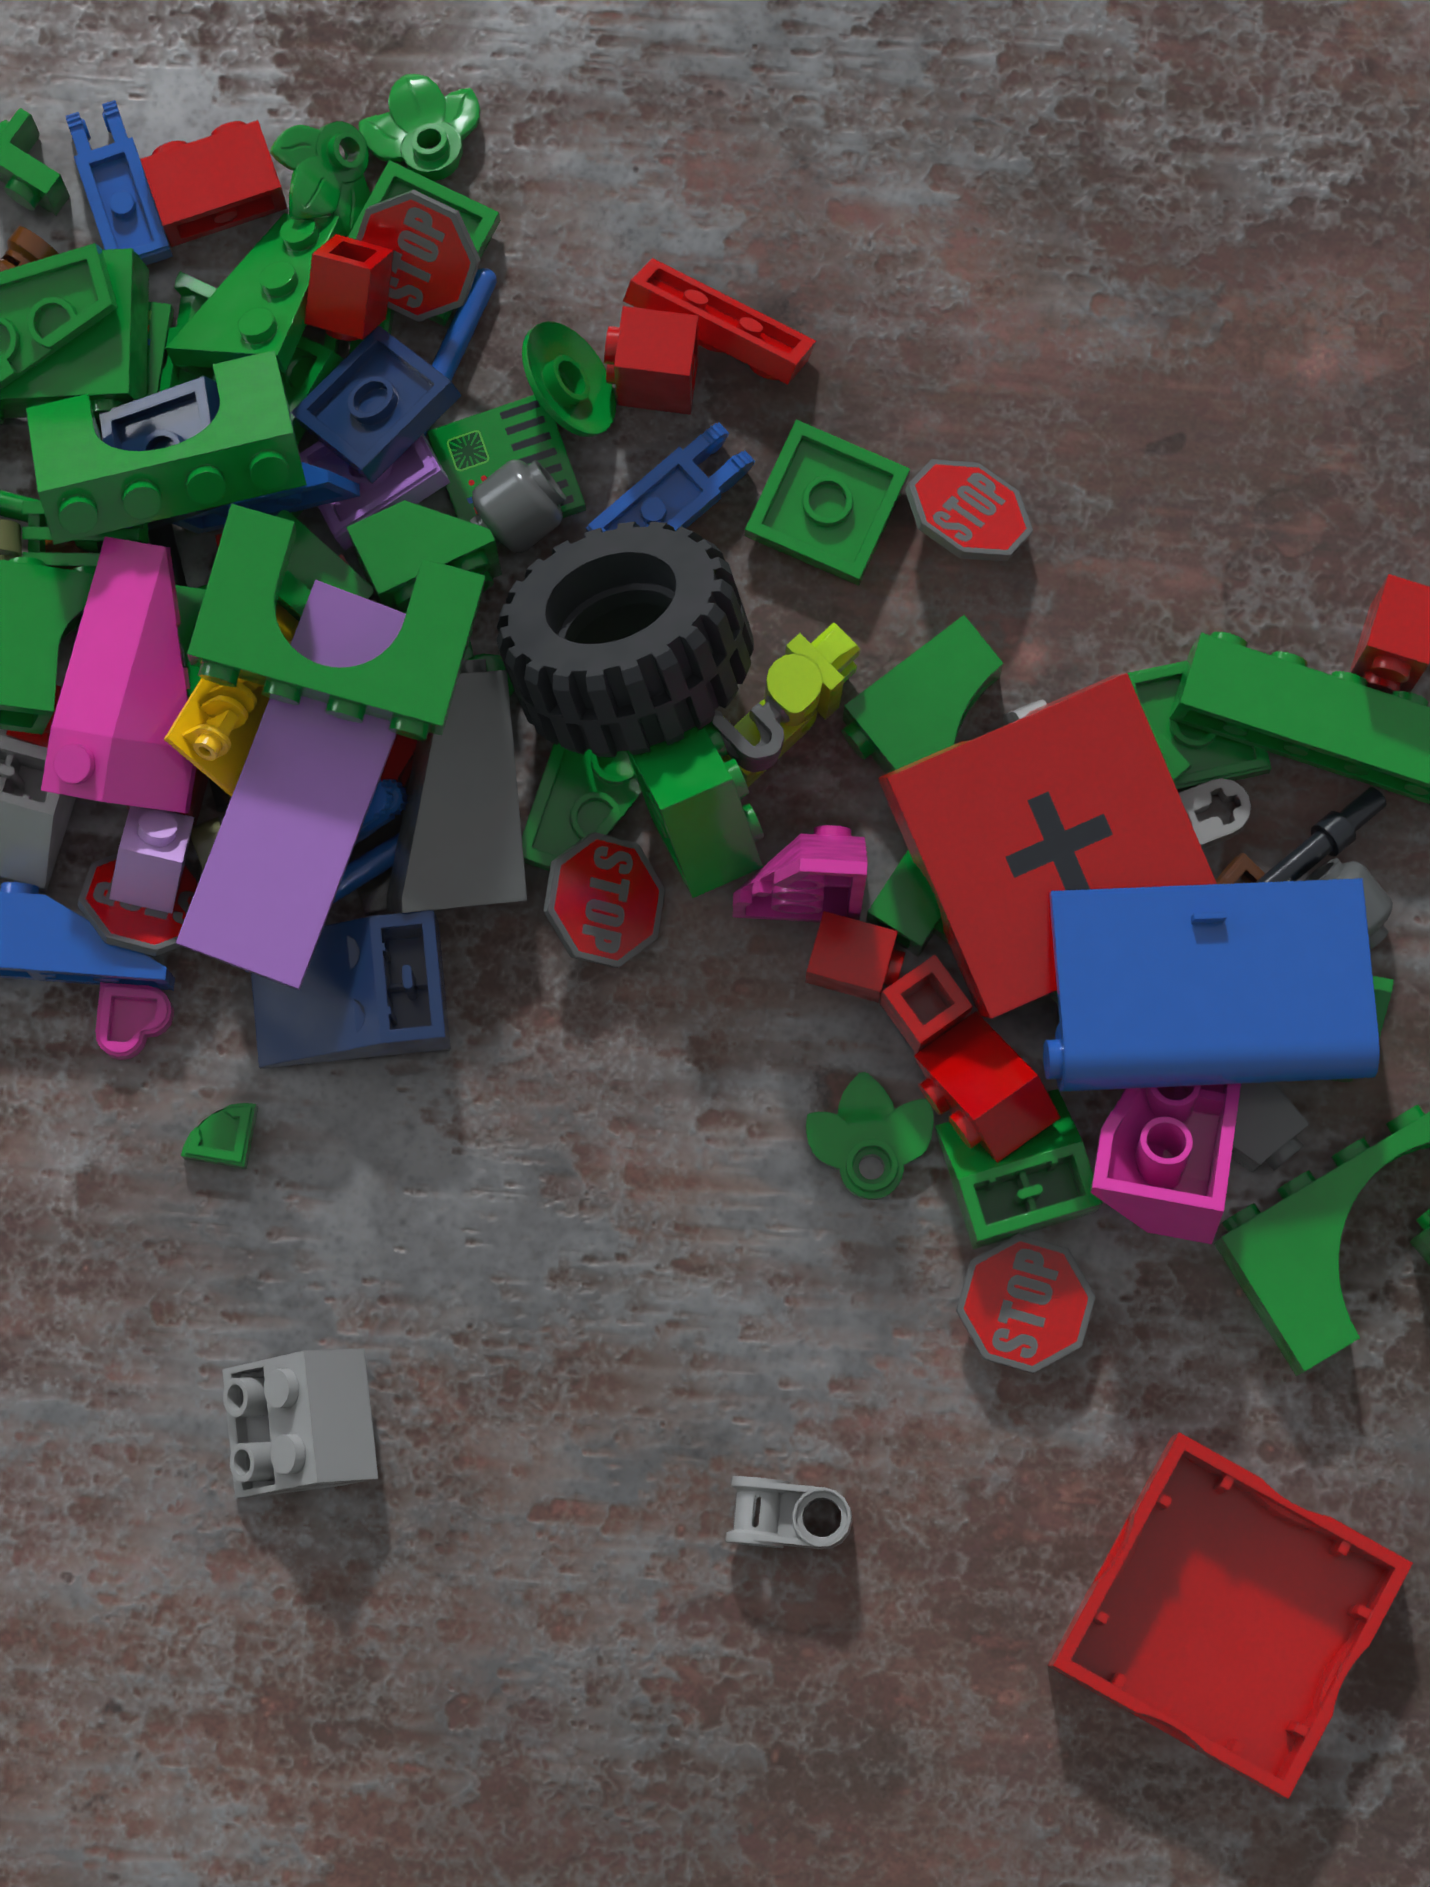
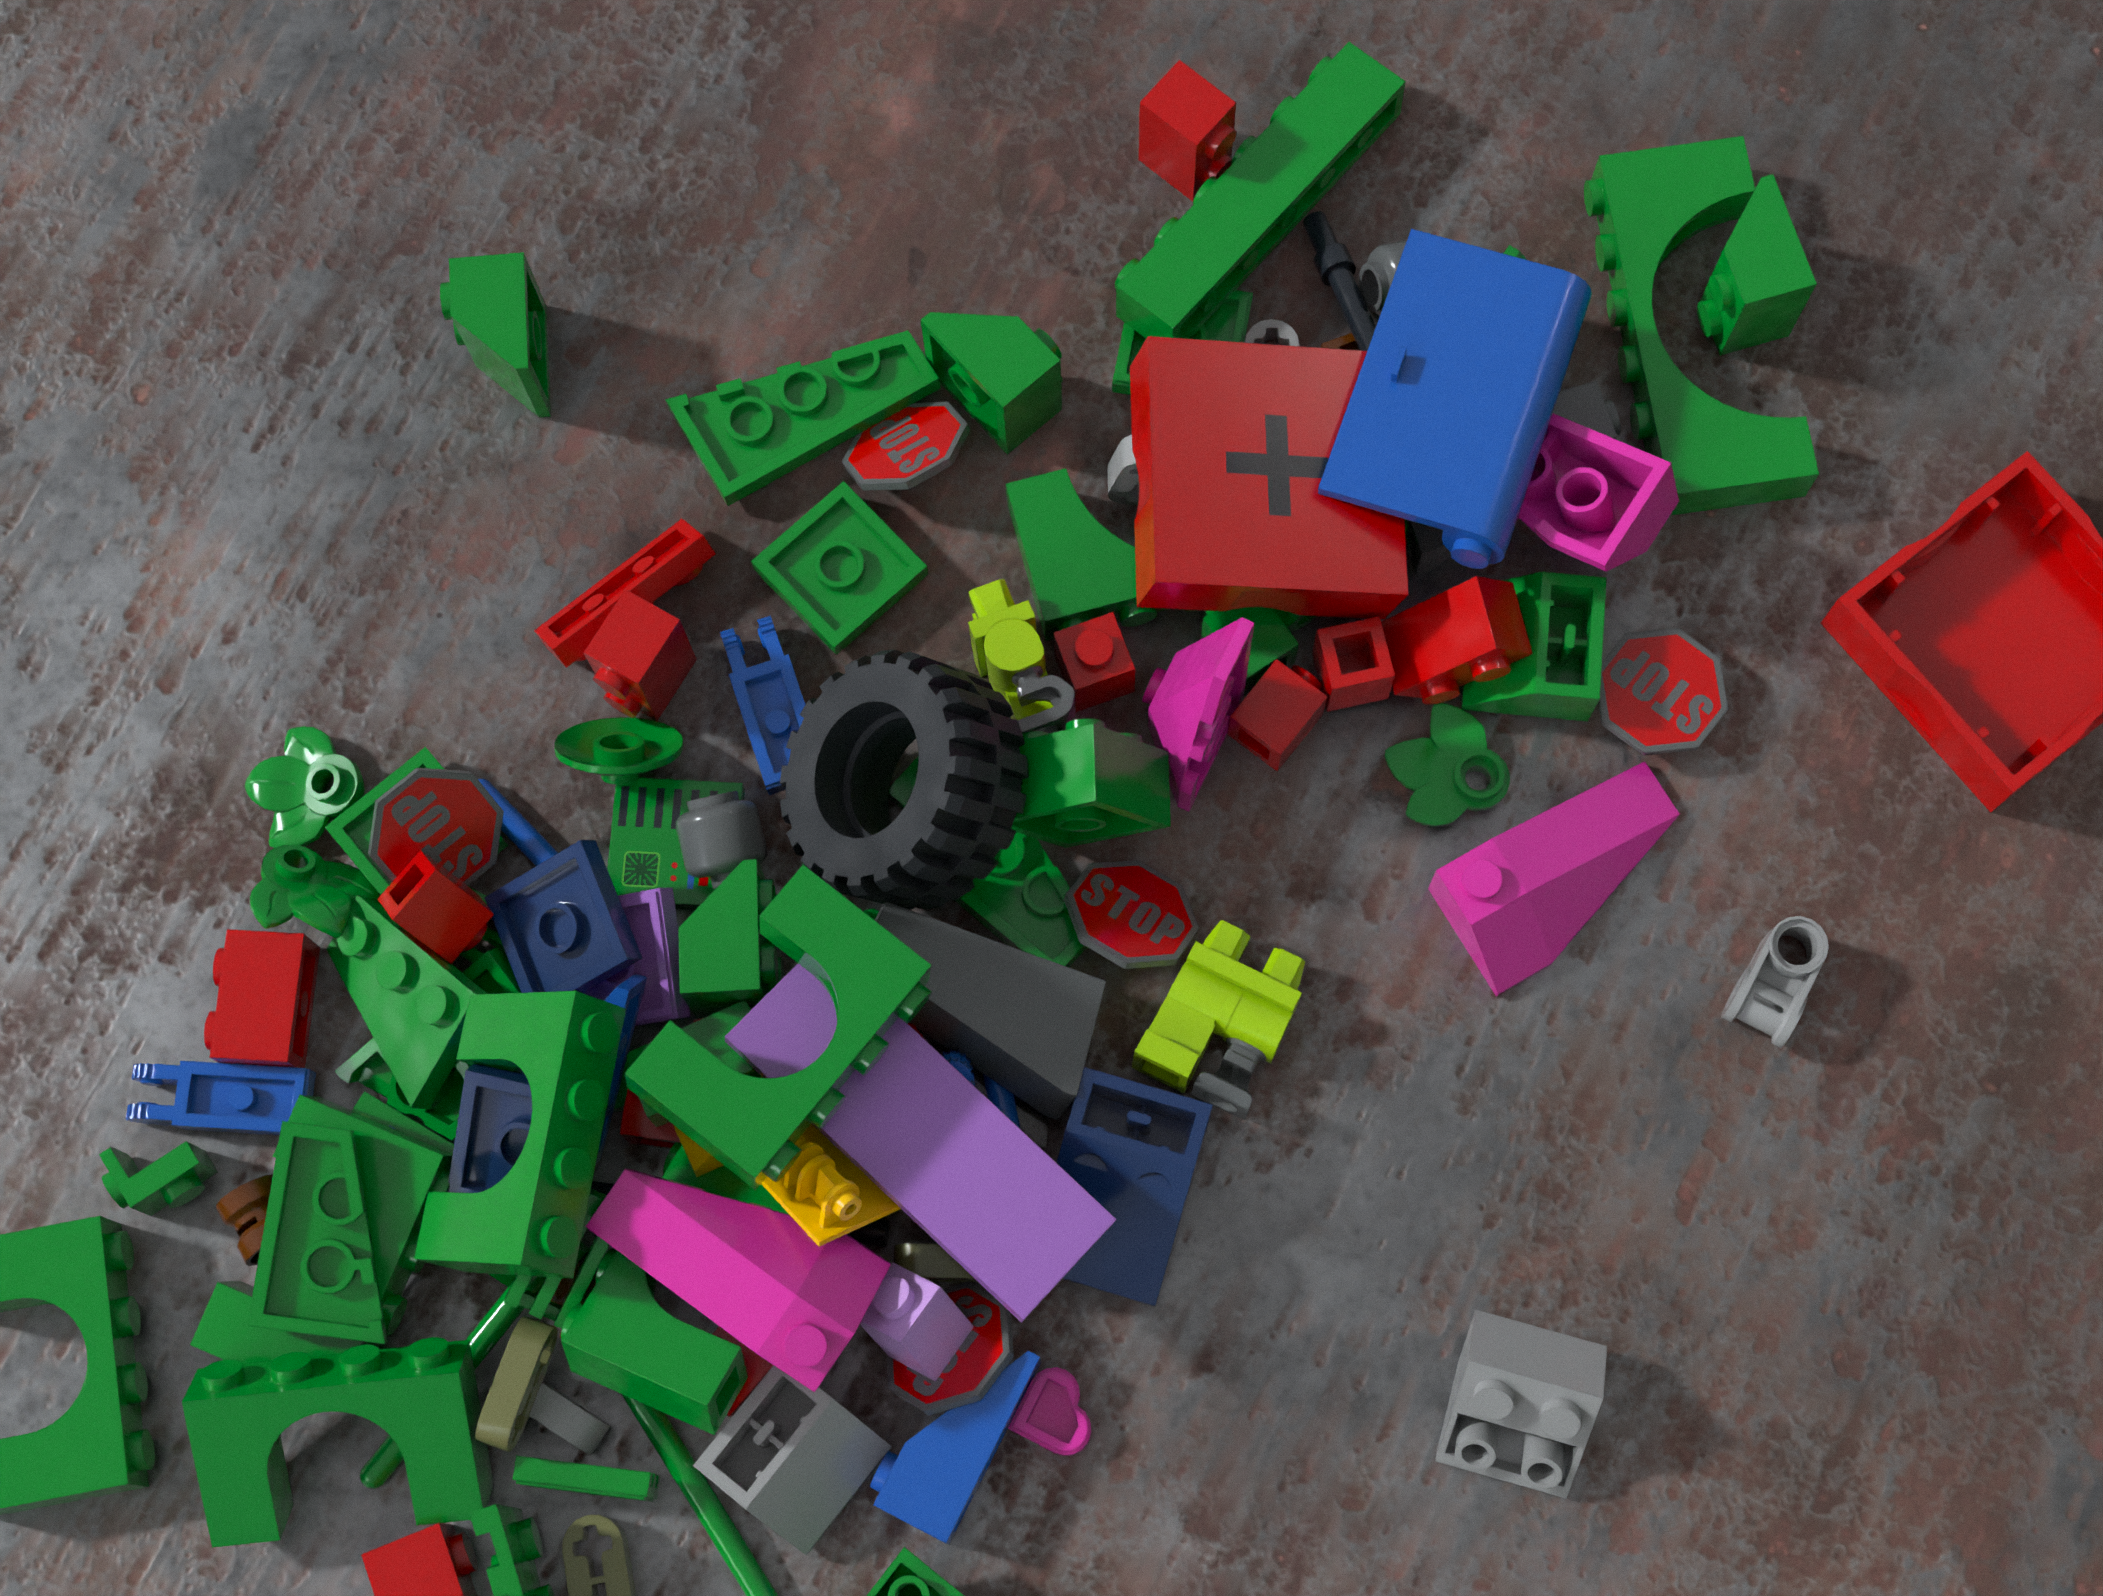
camera: 65 degrees left, 5 degrees down
(223, 1137) = (1207, 1369): green tile -> none
(558, 1014) = (1225, 999): none -> lime hips
(795, 1264) = (1544, 879): none -> dark pink wedge
(830, 768) = (1095, 661): none -> red brick
(924, 96) = (502, 323): none -> green slope
(953, 391) = (783, 420): none -> green wing
(1071, 564) = (996, 371): none -> green slope

